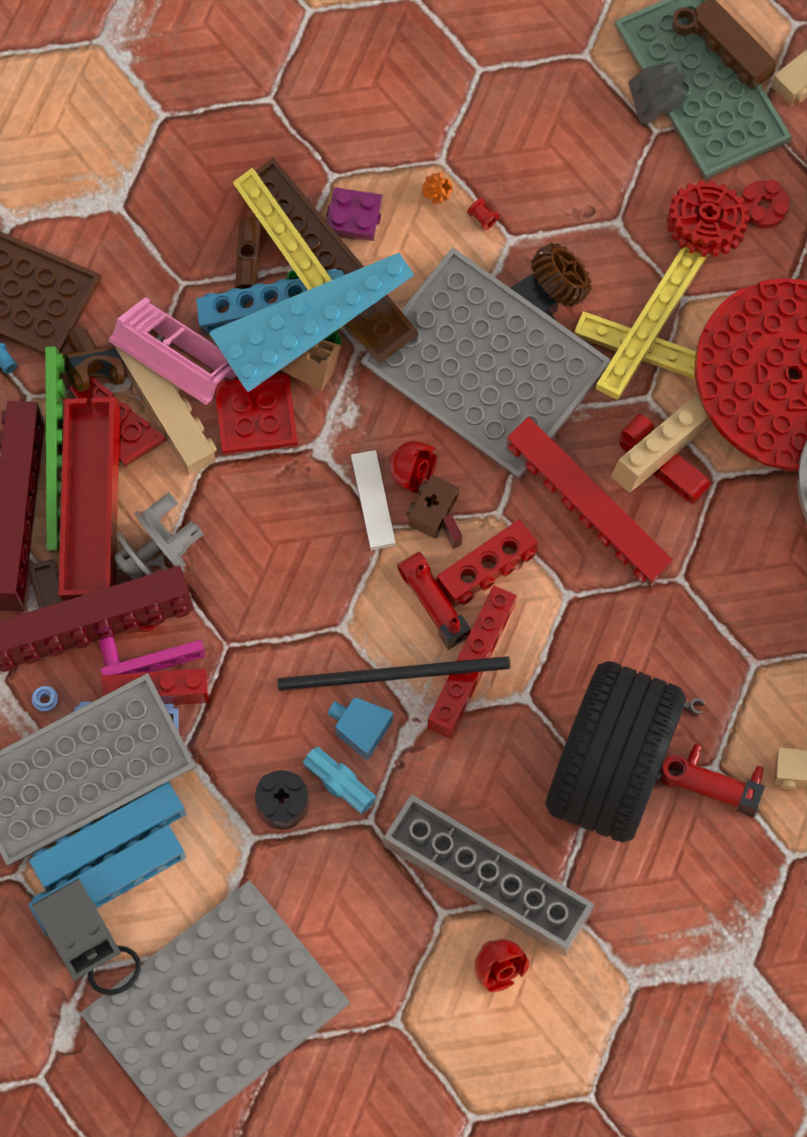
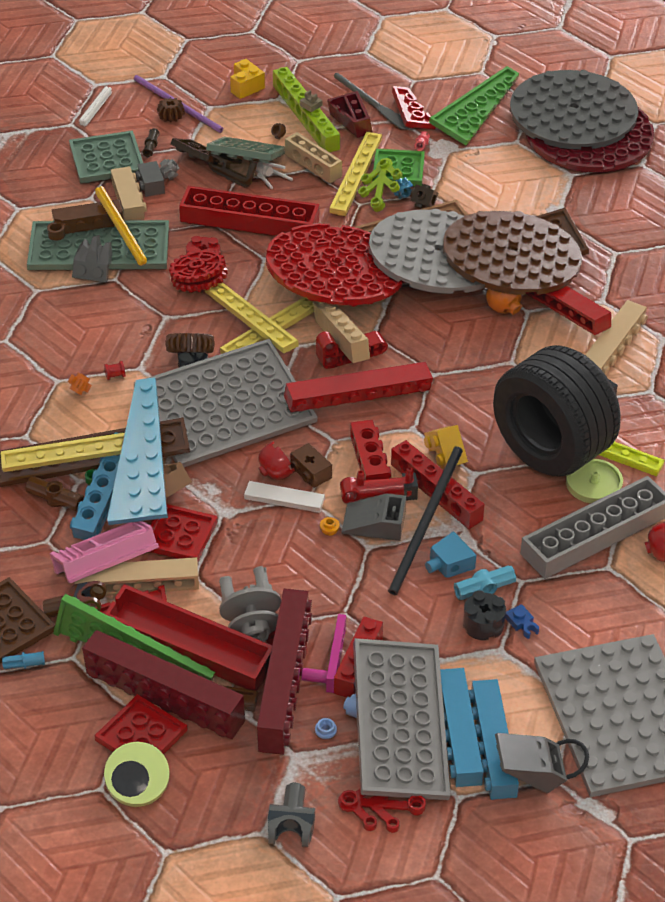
camera: 65 degrees left, 25 degrees down
(306, 842) = (522, 619): none -> blue plate
(349, 577) = (329, 526): none -> light orange plate
(354, 213) = (63, 428): magenta plate -> none
(381, 616) = (376, 517): none -> dark grey slope
(452, 531) = (337, 462): dark red tile -> none
(537, 644) = (443, 442): none -> yellow brick
(577, 852) = (594, 481): none -> yellowish green piece
(648, 866) = (634, 458): none -> neon yellow tile
(726, 89) = (121, 225): none -> yellow axle

